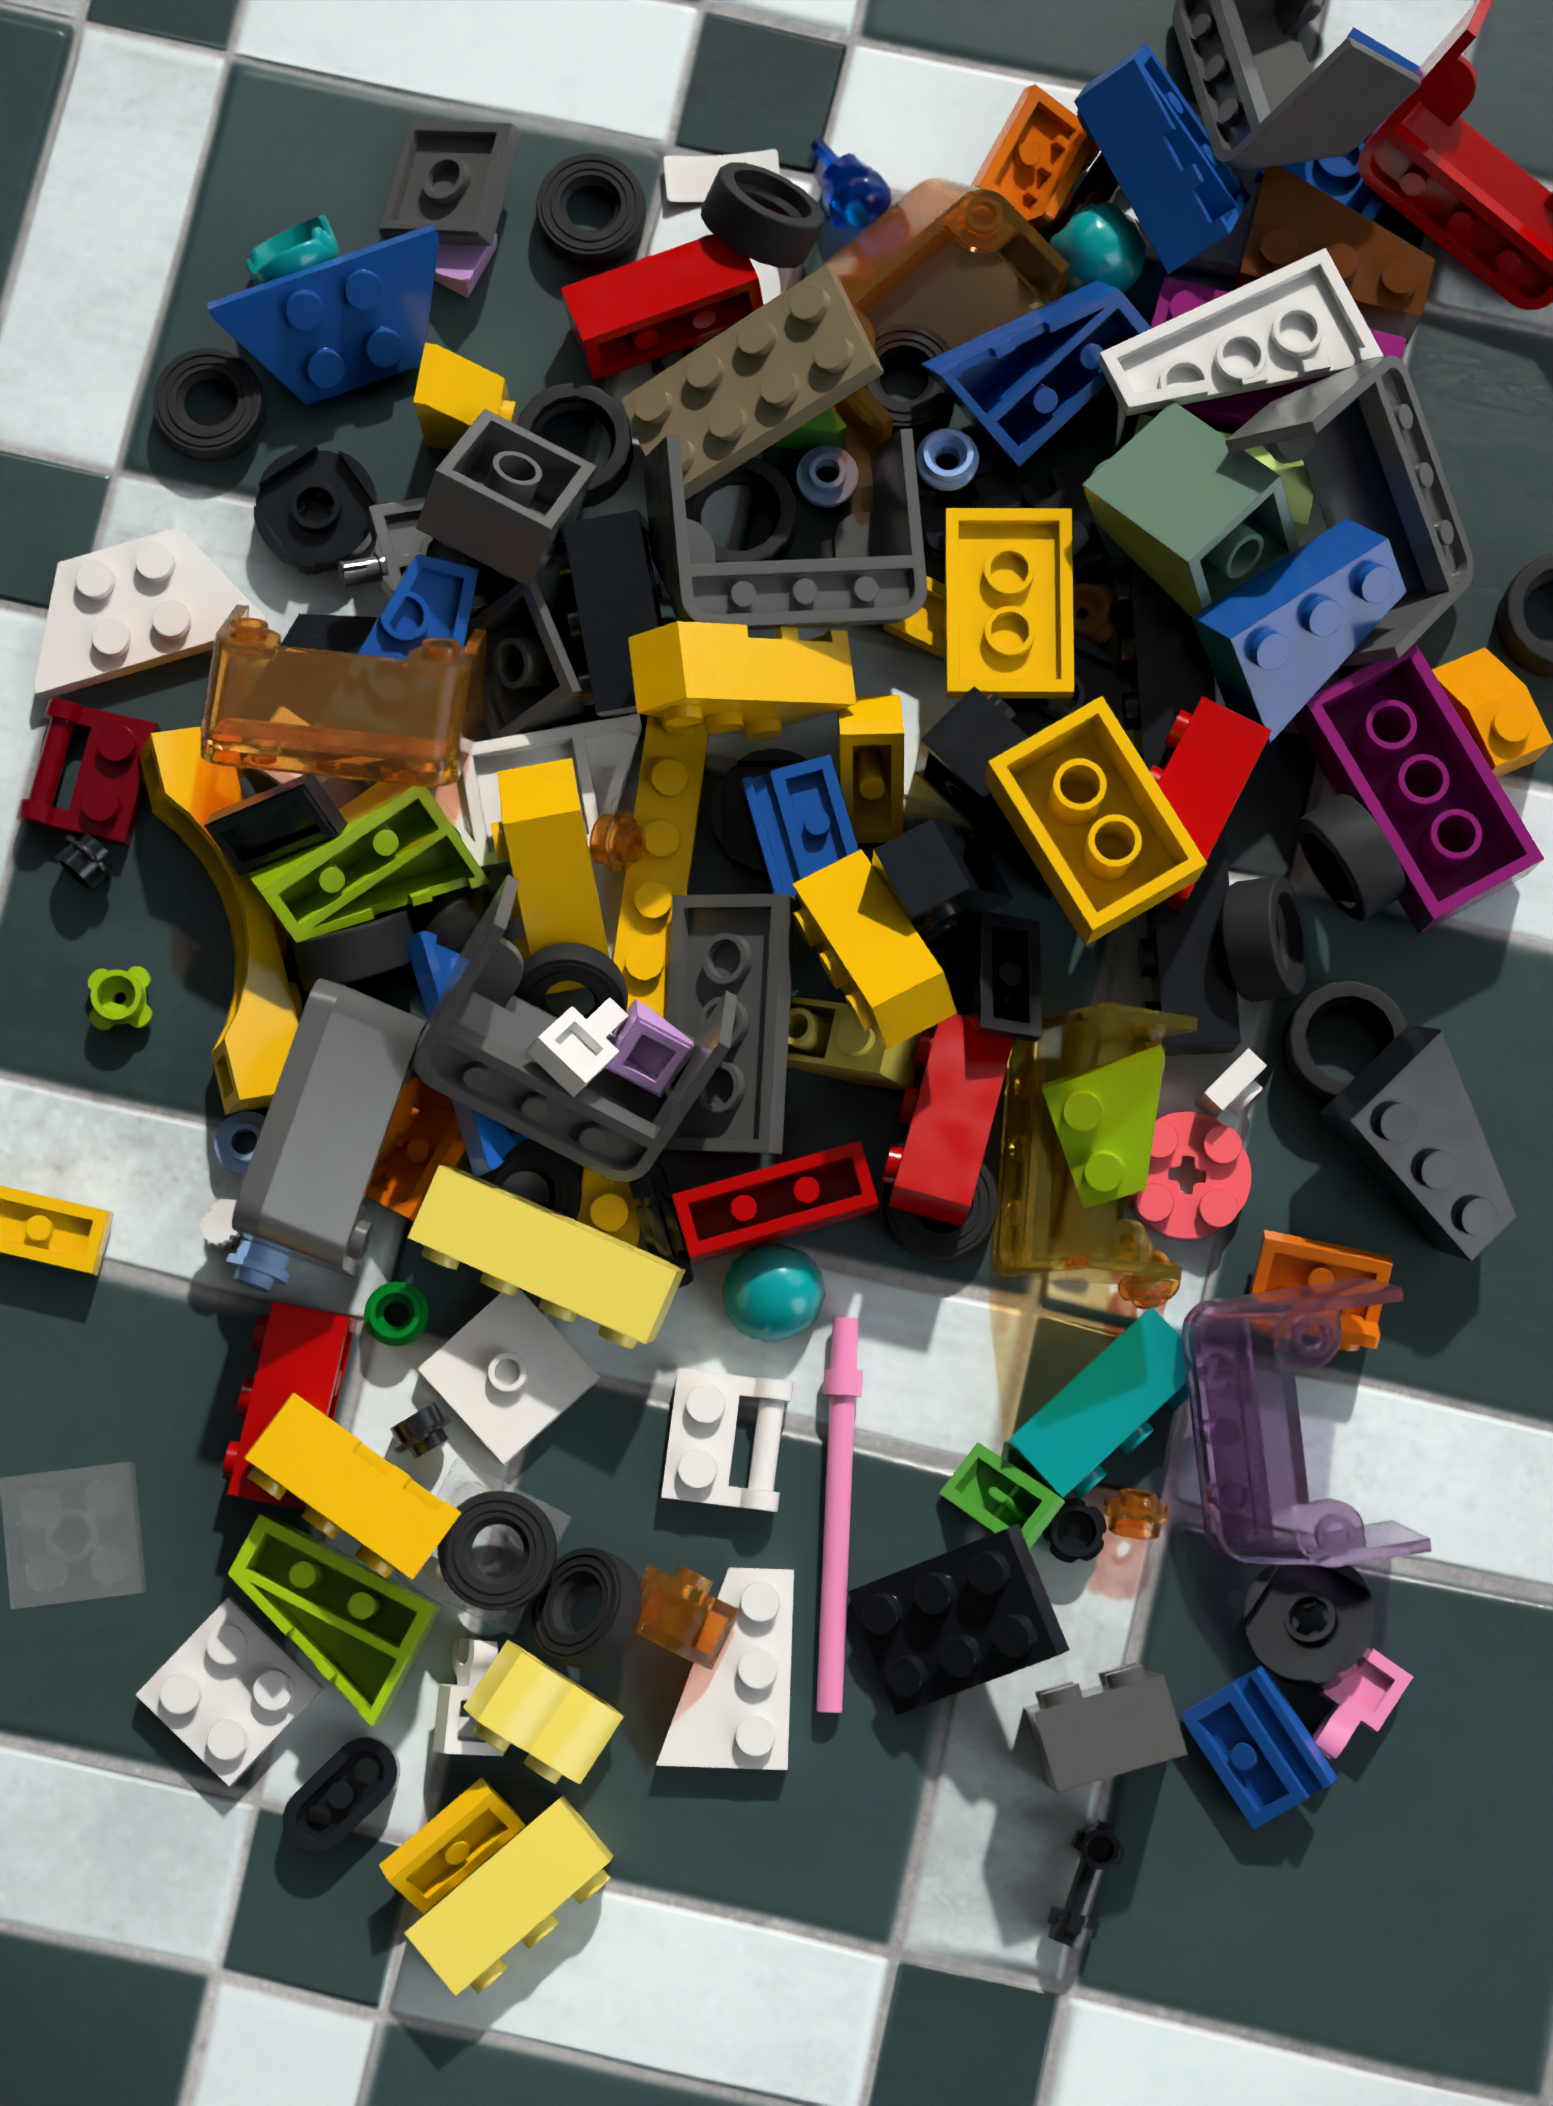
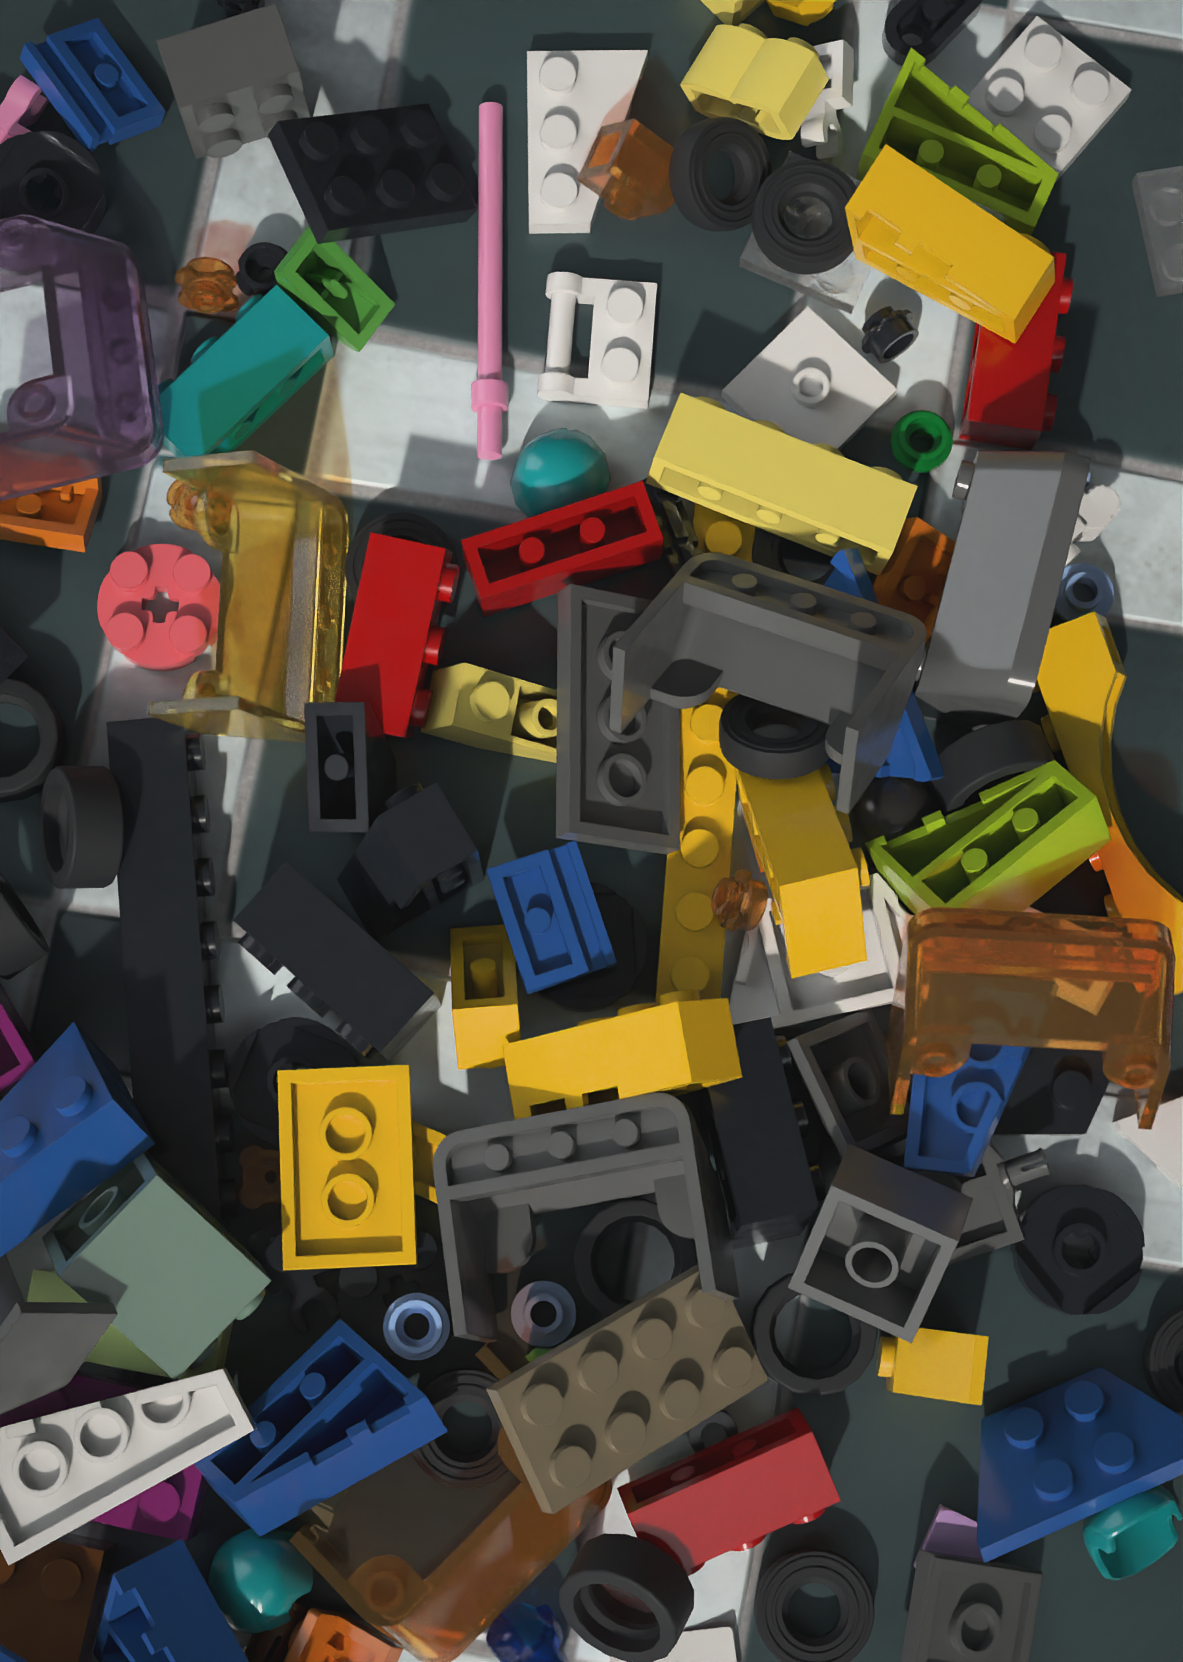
camera: 175 degrees right, 0 degrees up
(275, 823) = (1087, 876): black tile -> none
(578, 1047) = (766, 660): white plate -> none
(648, 1049) = (698, 677): lavender slope -> none
(871, 951) = (477, 768): yellow wedge -> none
(1094, 820) = (252, 894): yellow brick -> none
(1108, 1124) = (237, 632): lime wing -> none
(1207, 772) = (158, 949): red brick -> none
(1234, 1087) = (114, 689): white plate -> none

